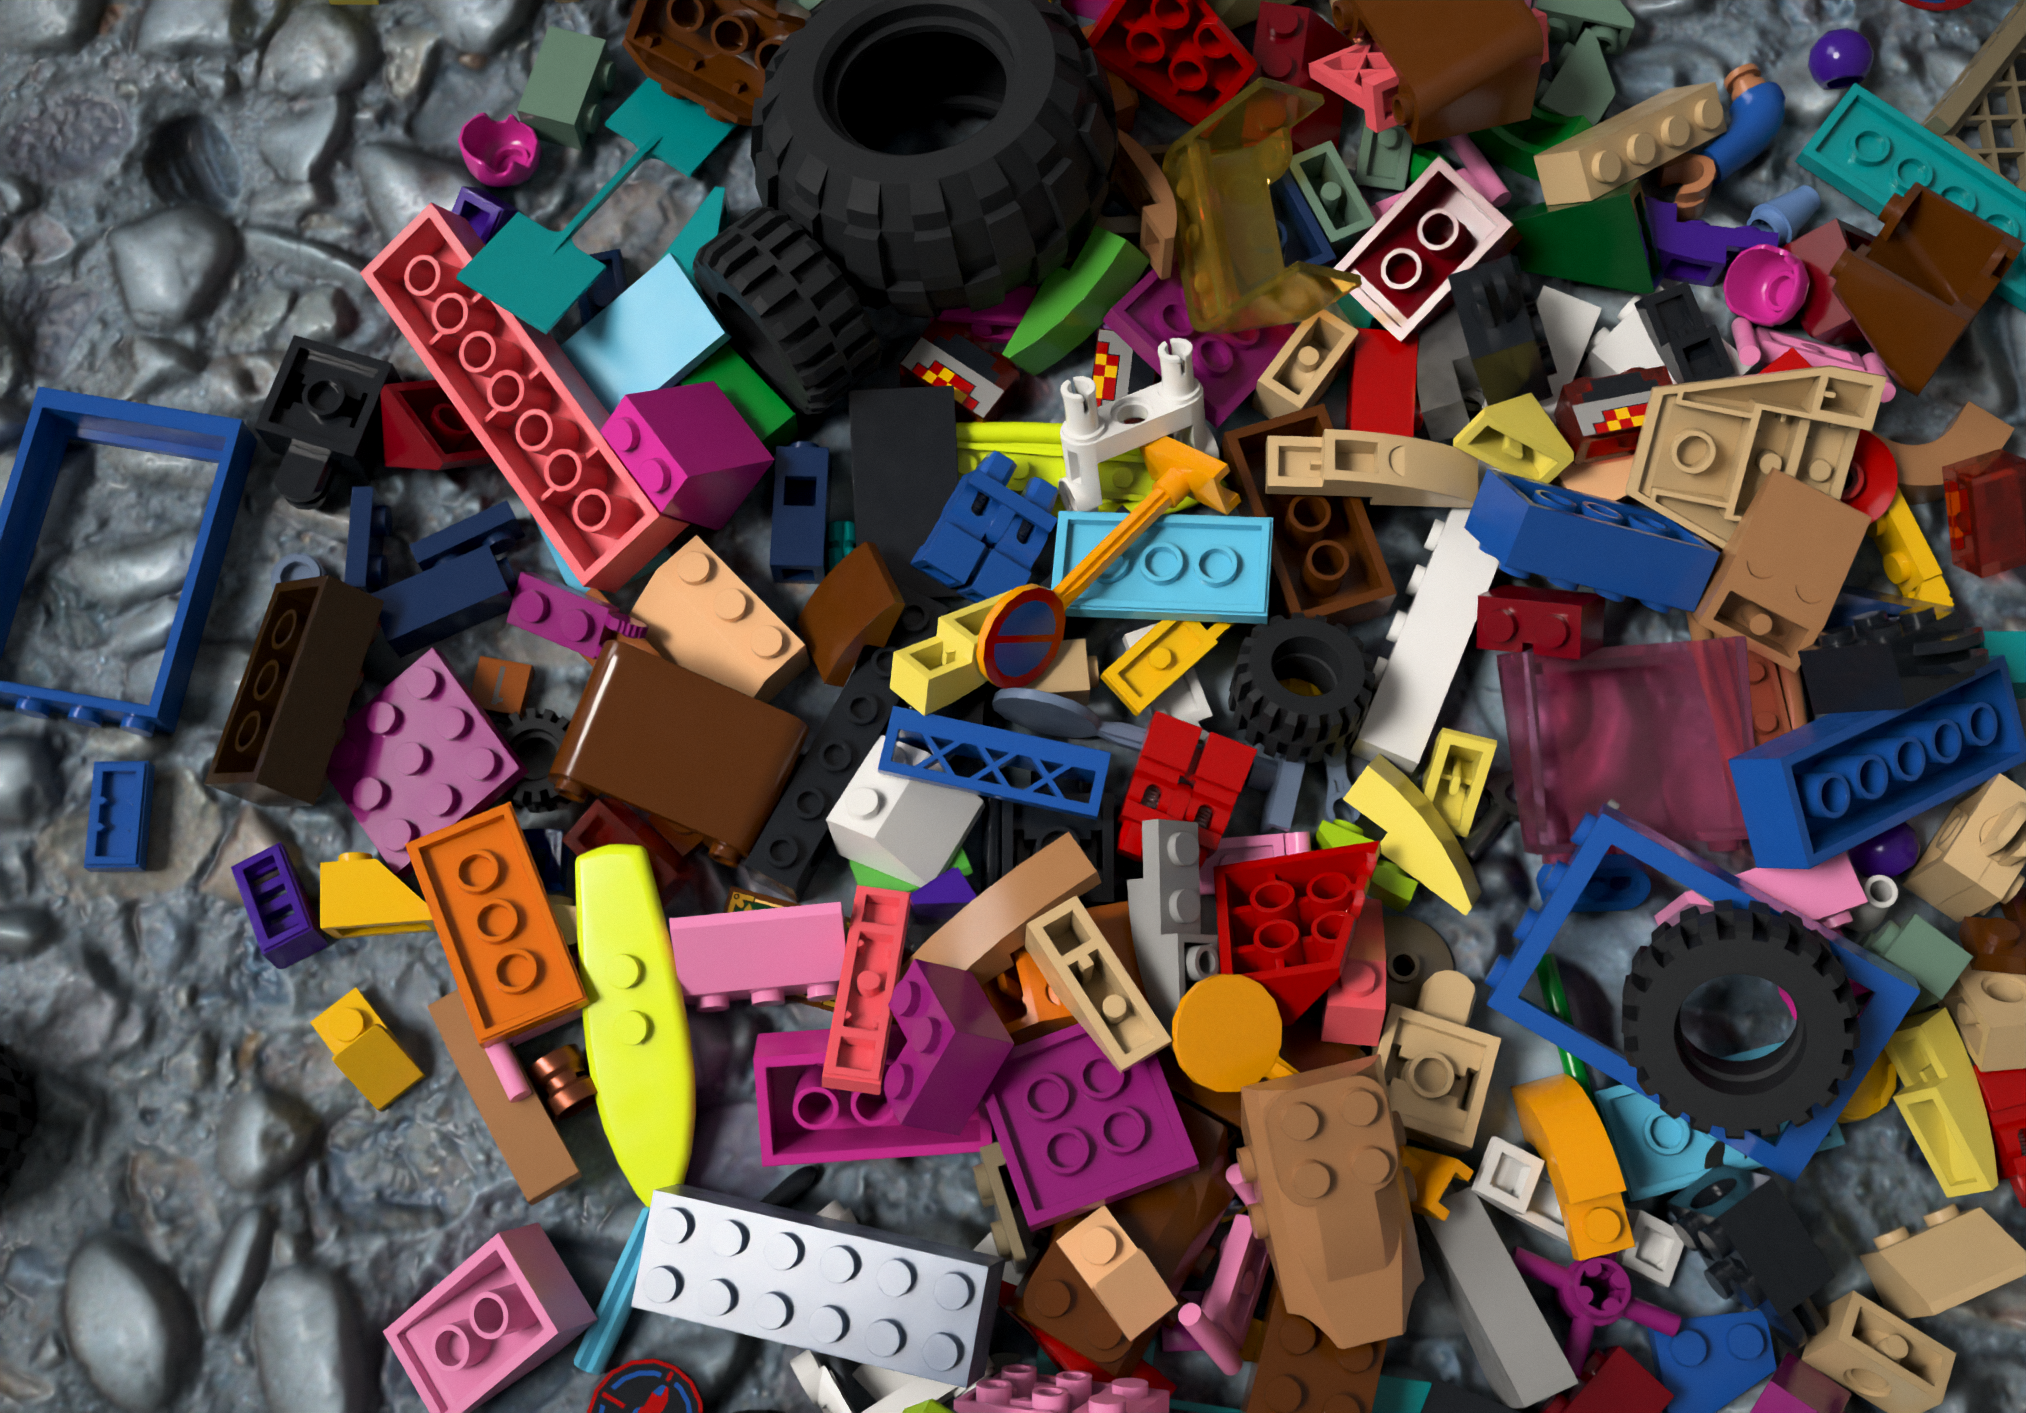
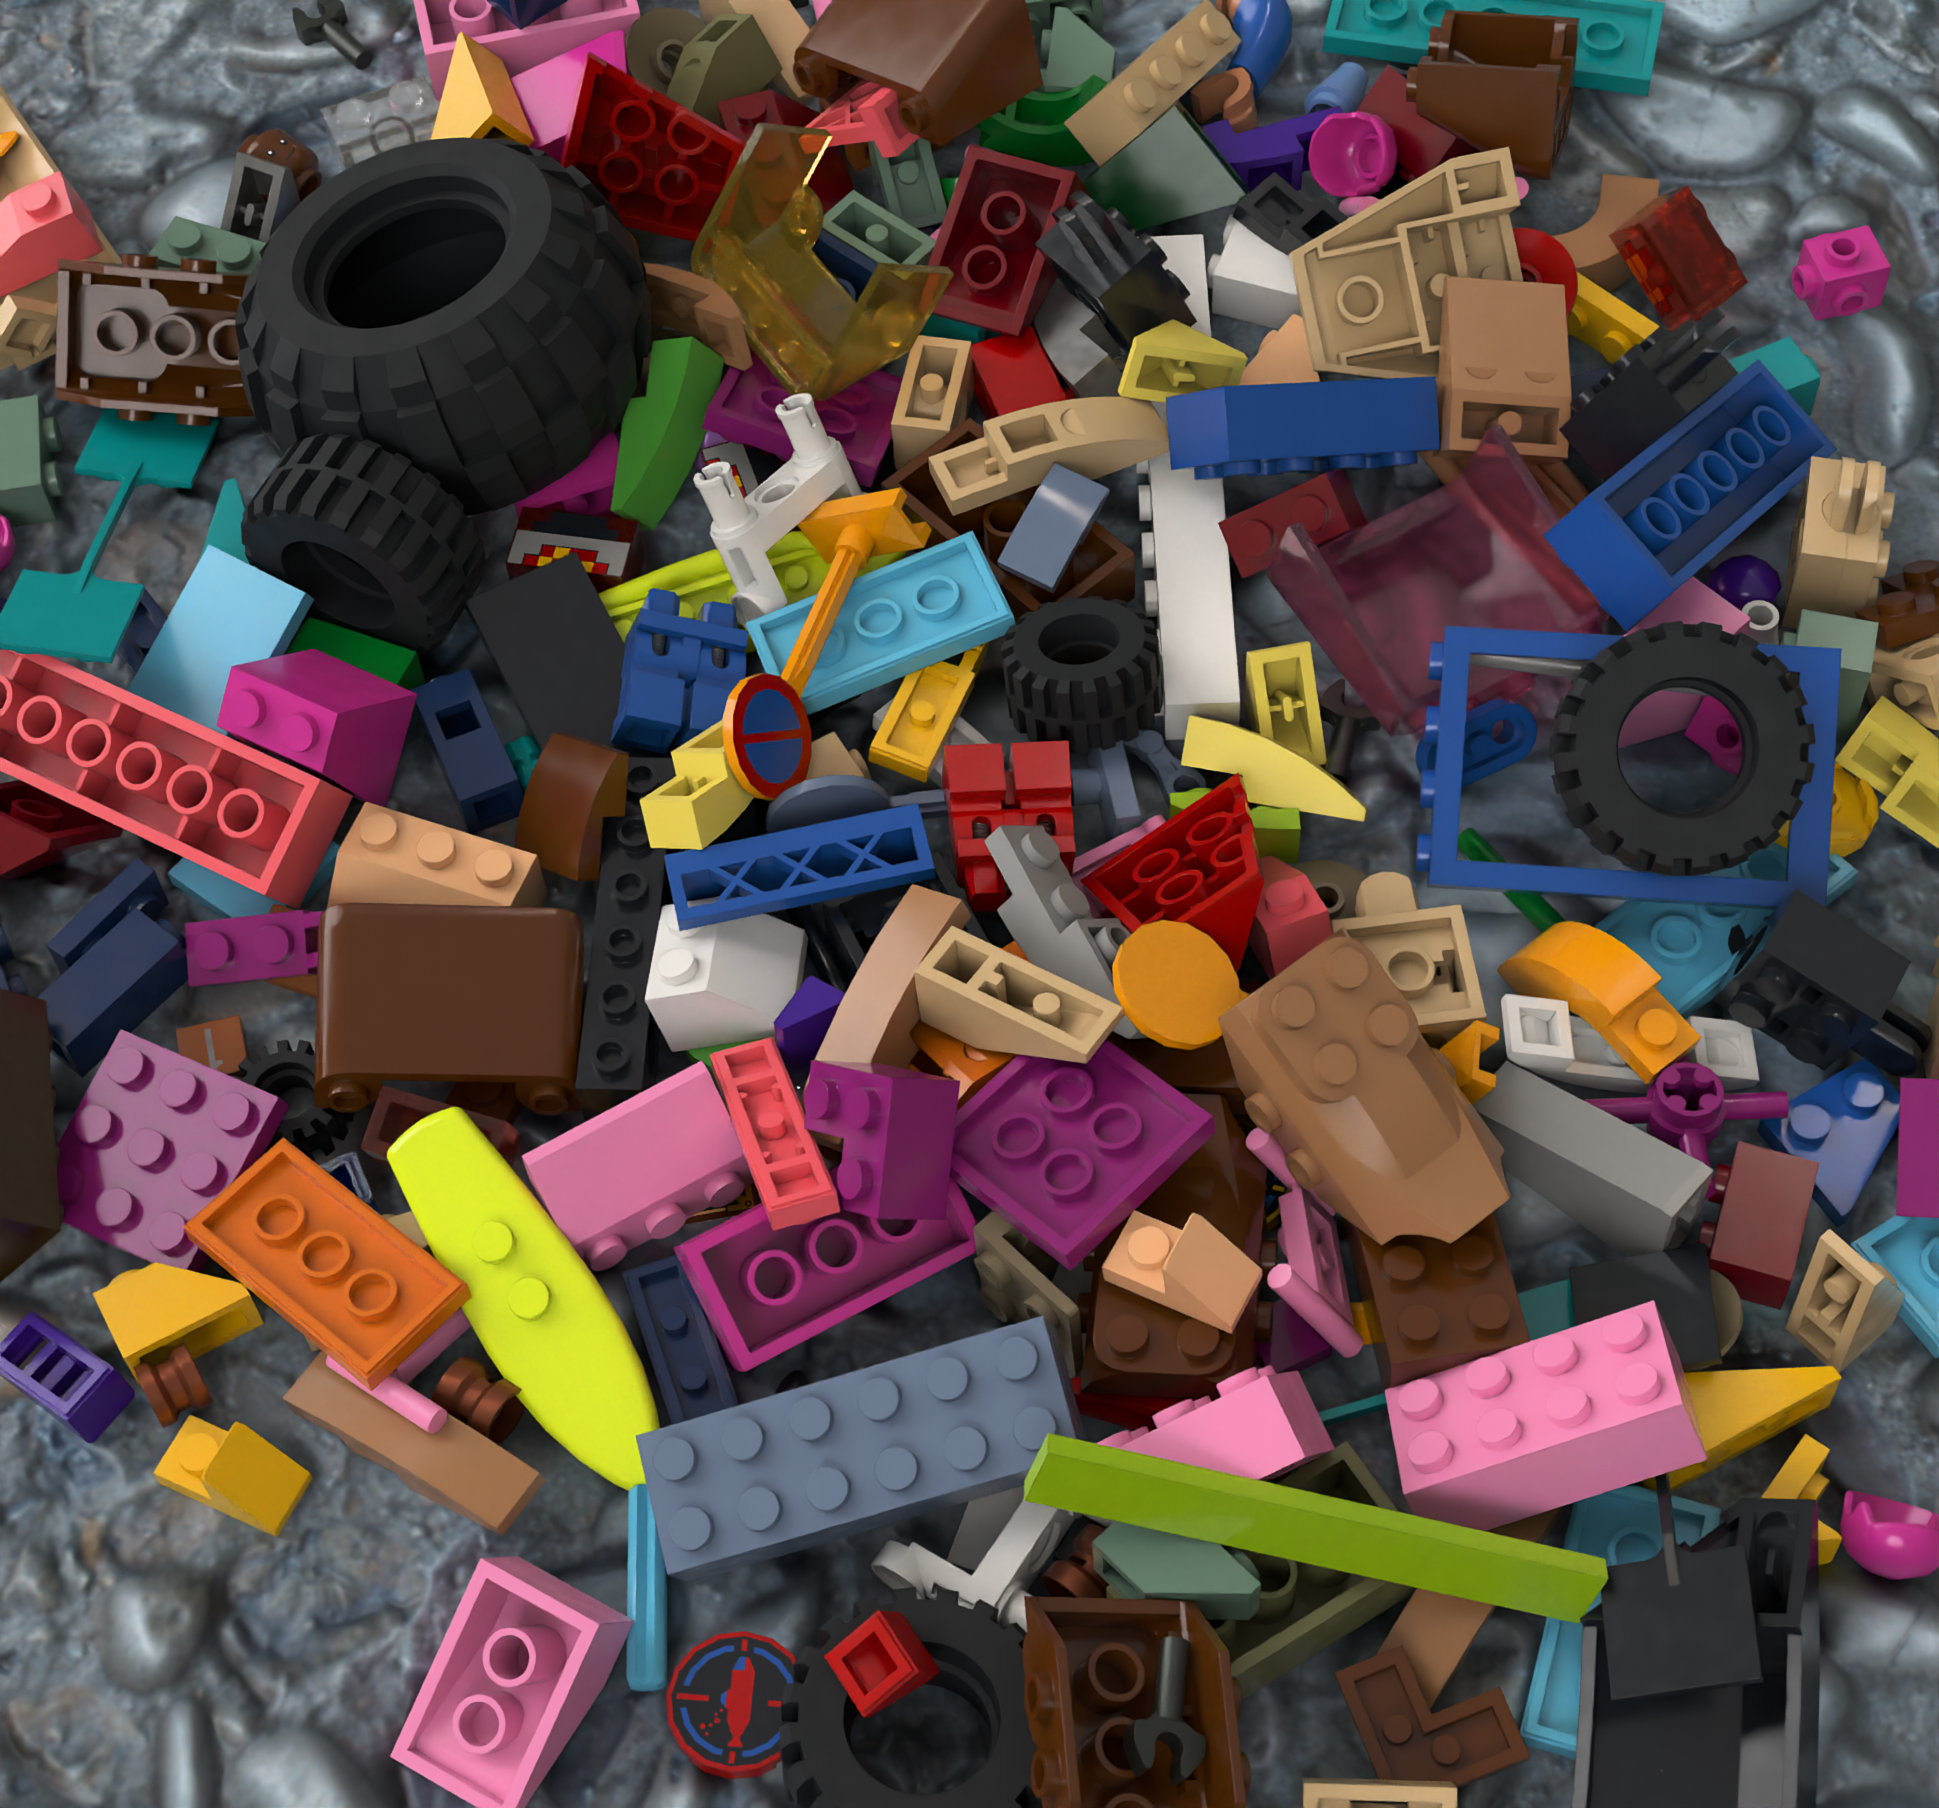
camera: 20 degrees left, 15 degrees down
(353, 958) = (173, 1385): none -> copper wheel
(731, 1124) = (679, 1341): none -> dark blue tile
(1339, 545) = (1053, 527): none -> sand blue slope
(1606, 413) = (1257, 312): brick -> none

